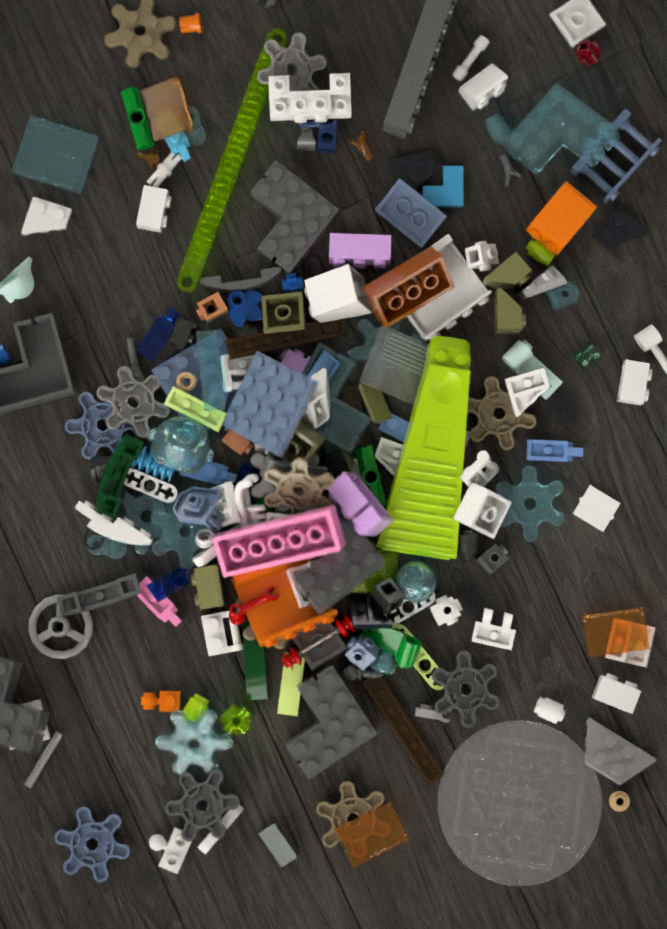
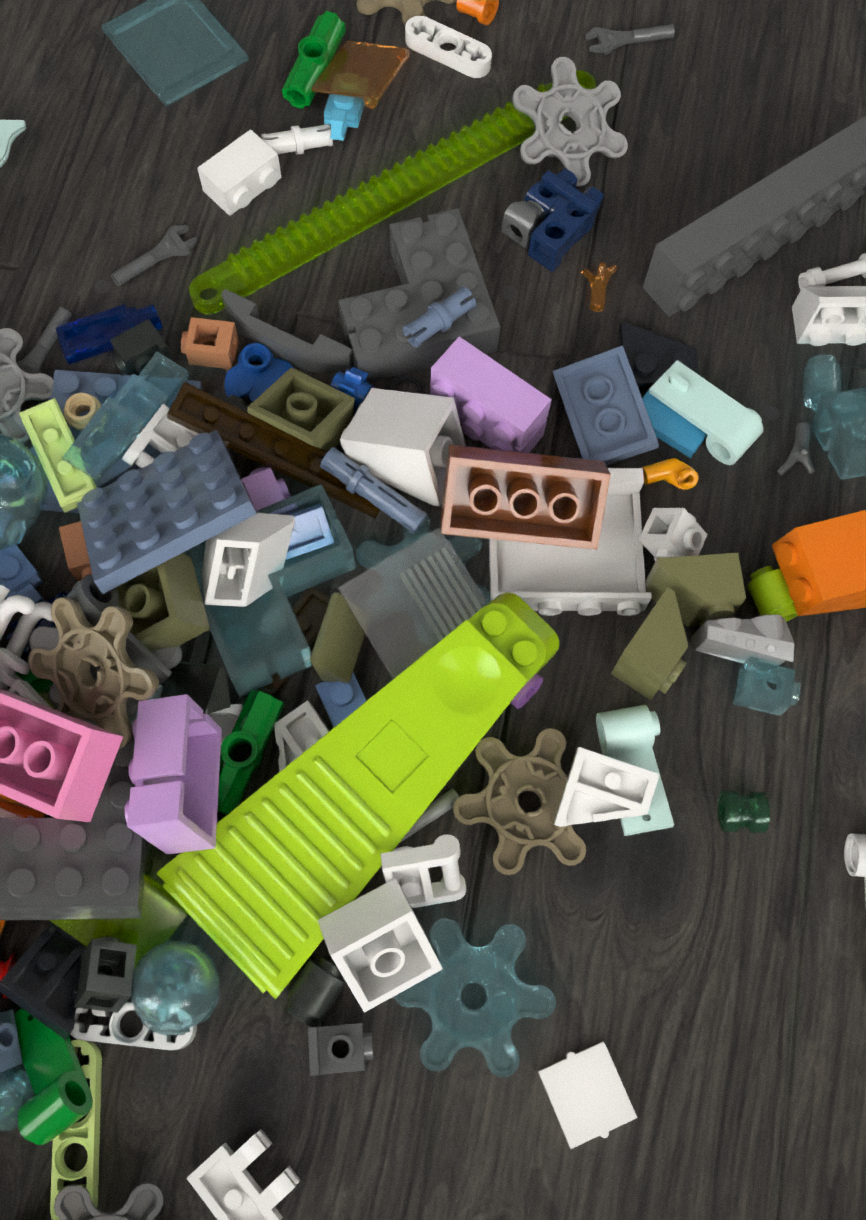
camera: 35 degrees right, 15 degrees down
(45, 216) = (94, 99): white wing -> none
(148, 270) = (169, 246): none -> dark grey piece
(152, 158) = (292, 113): clear orange bar -> none
(187, 53) = (468, 57): none -> white beam
(198, 135) = (379, 118): clear light blue piece -> none
(310, 104) = (566, 167): white bracket -> none
(312, 227) = (439, 316): none -> sand blue pin
(340, 327) = (379, 494): none -> sand blue pin
(438, 610) = (168, 1083): white brick -> none
(457, 181) = (728, 423): none -> light aqua door
(459, 220) = (673, 472): none -> light orange arm
(552, 451) = (577, 931): medium blue hinge -> none
(634, 382) = (802, 914): white brick -> none

